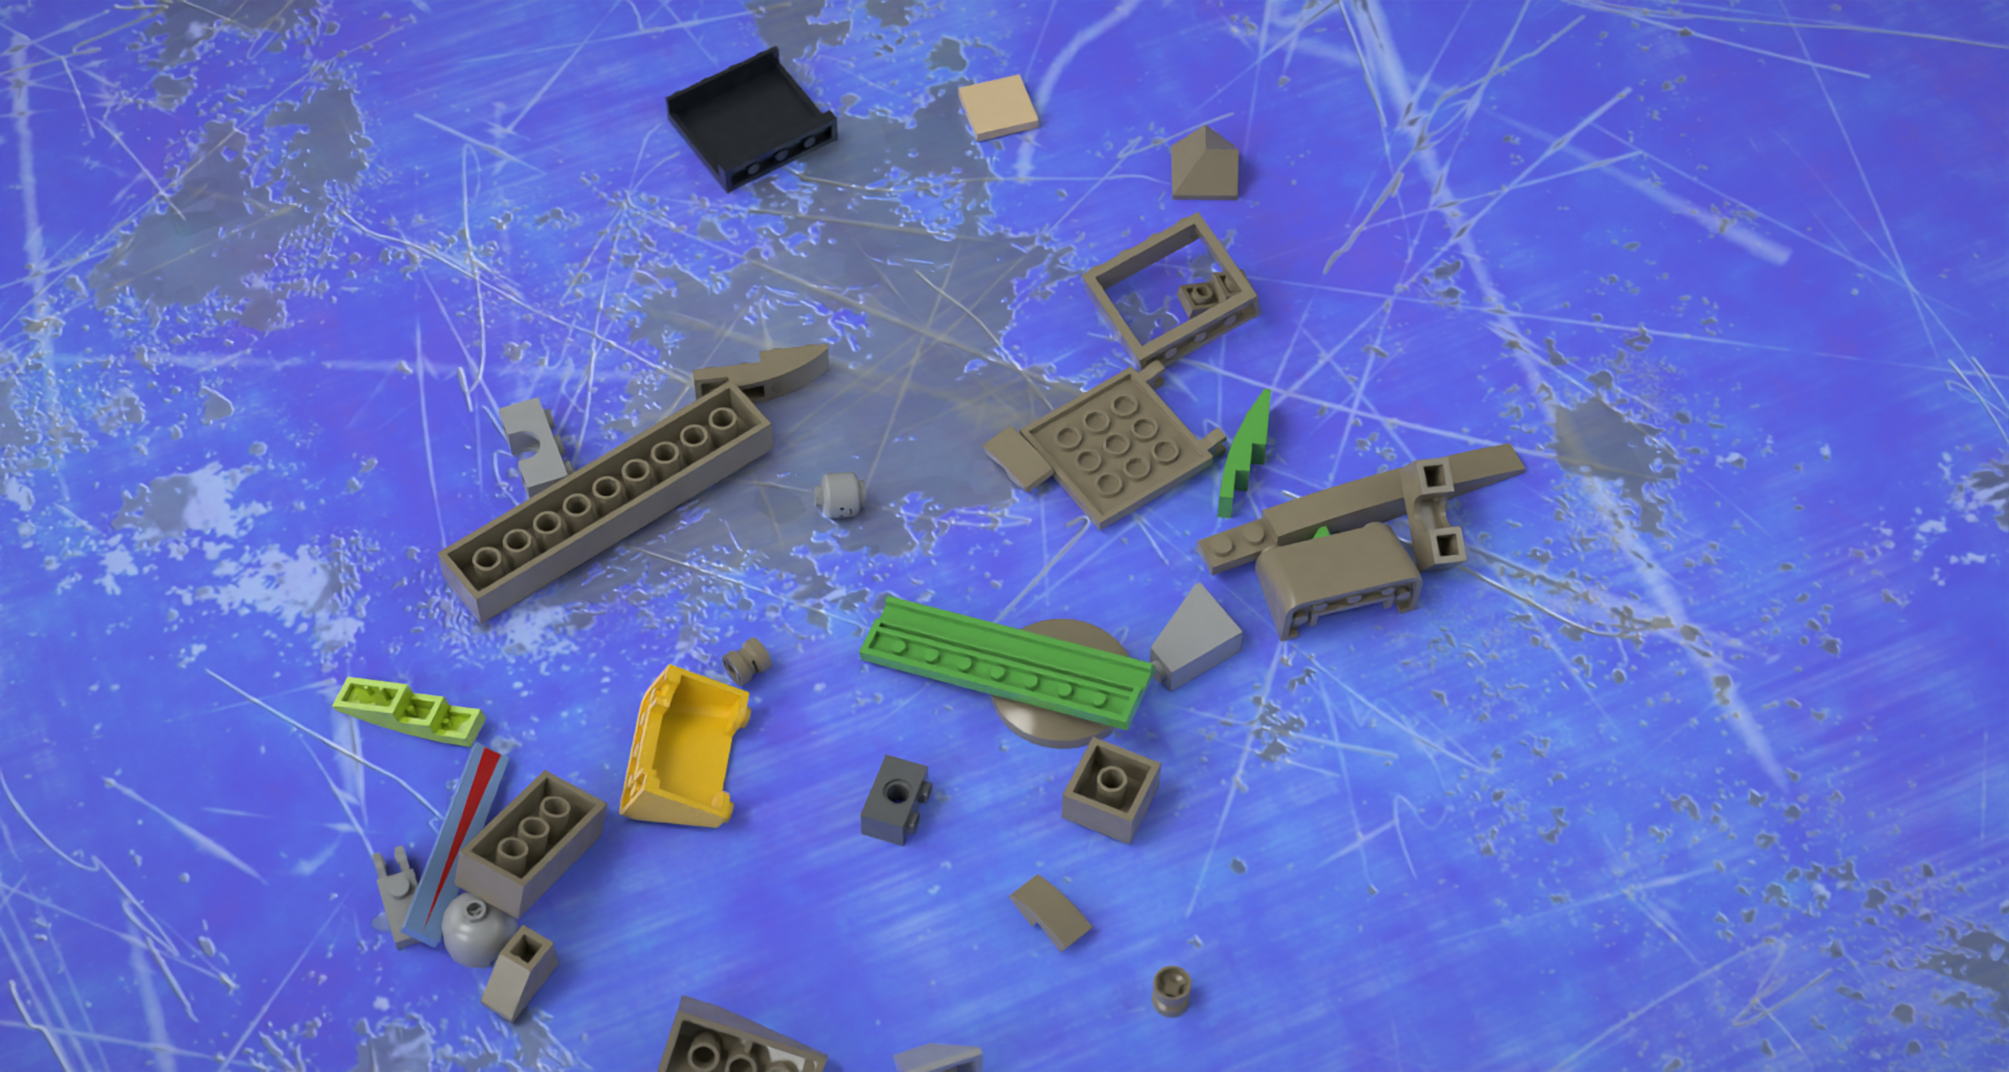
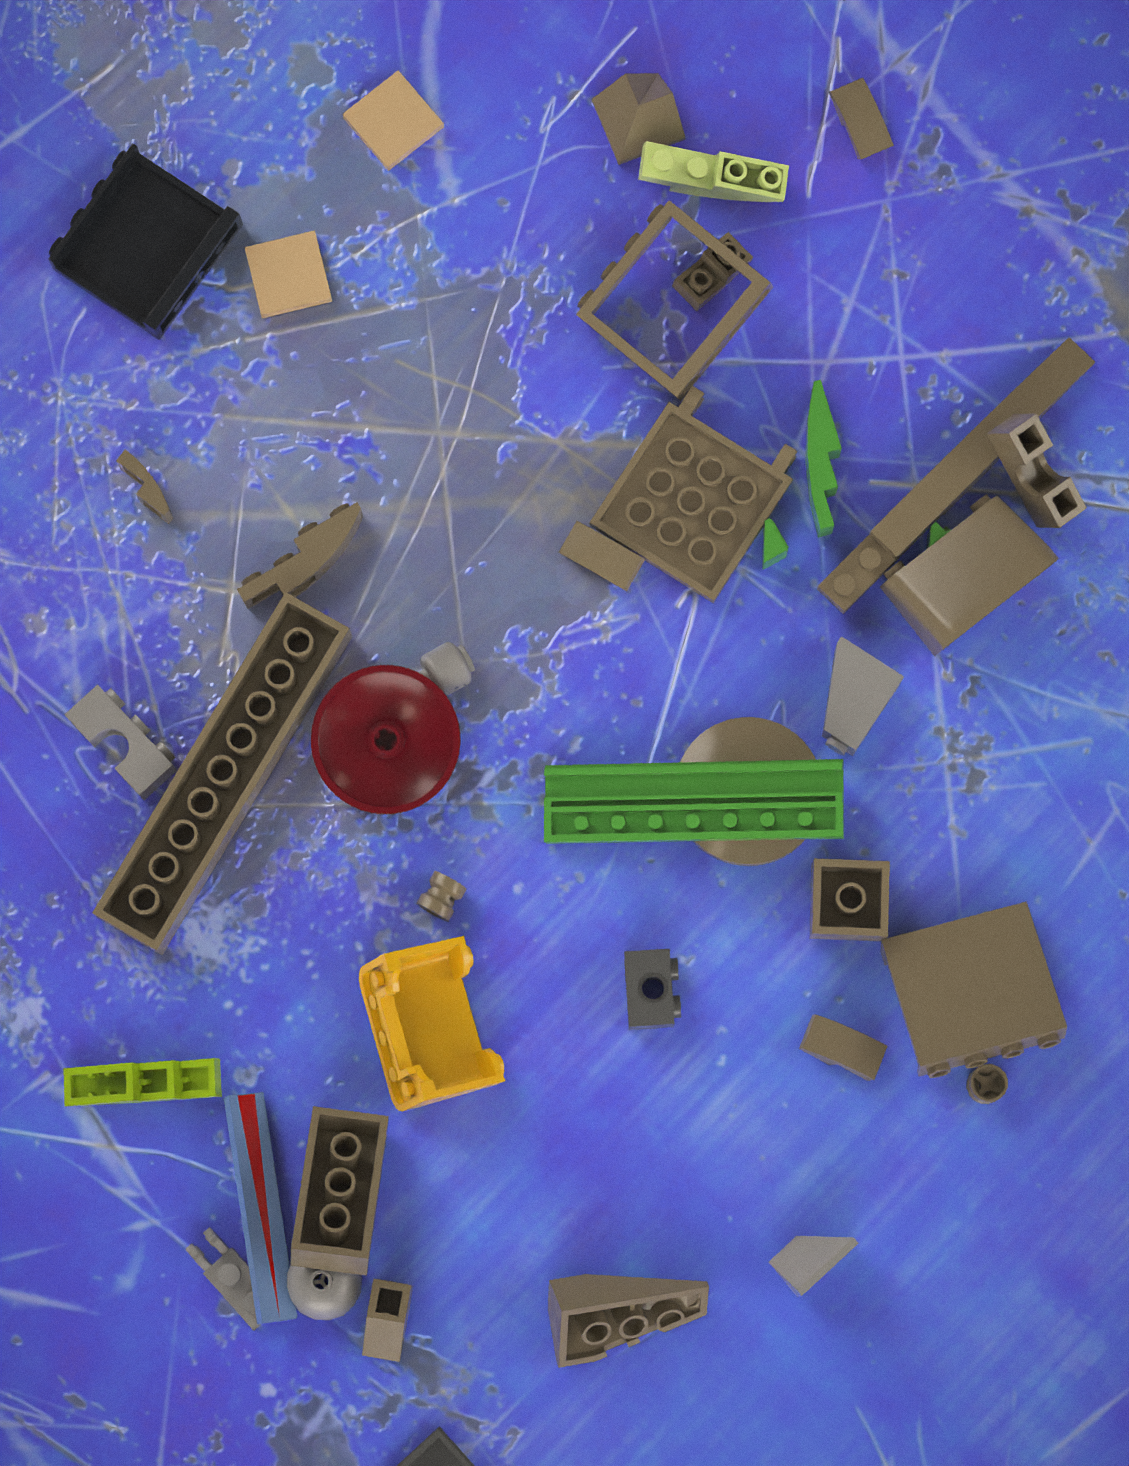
camera: 20 degrees left, 25 degrees up
(657, 280) = (149, 493): none -> dark tan slope
(760, 523) = (385, 739): none -> dark red dish
(856, 181) = (288, 274): none -> tan tile
(1171, 504) = (773, 545): none -> bright green slope
(1192, 902) = (974, 990): none -> dark tan panel
(1250, 228) = (713, 176): none -> yellowish green slope
(1394, 229) = (861, 118): none -> dark tan slope

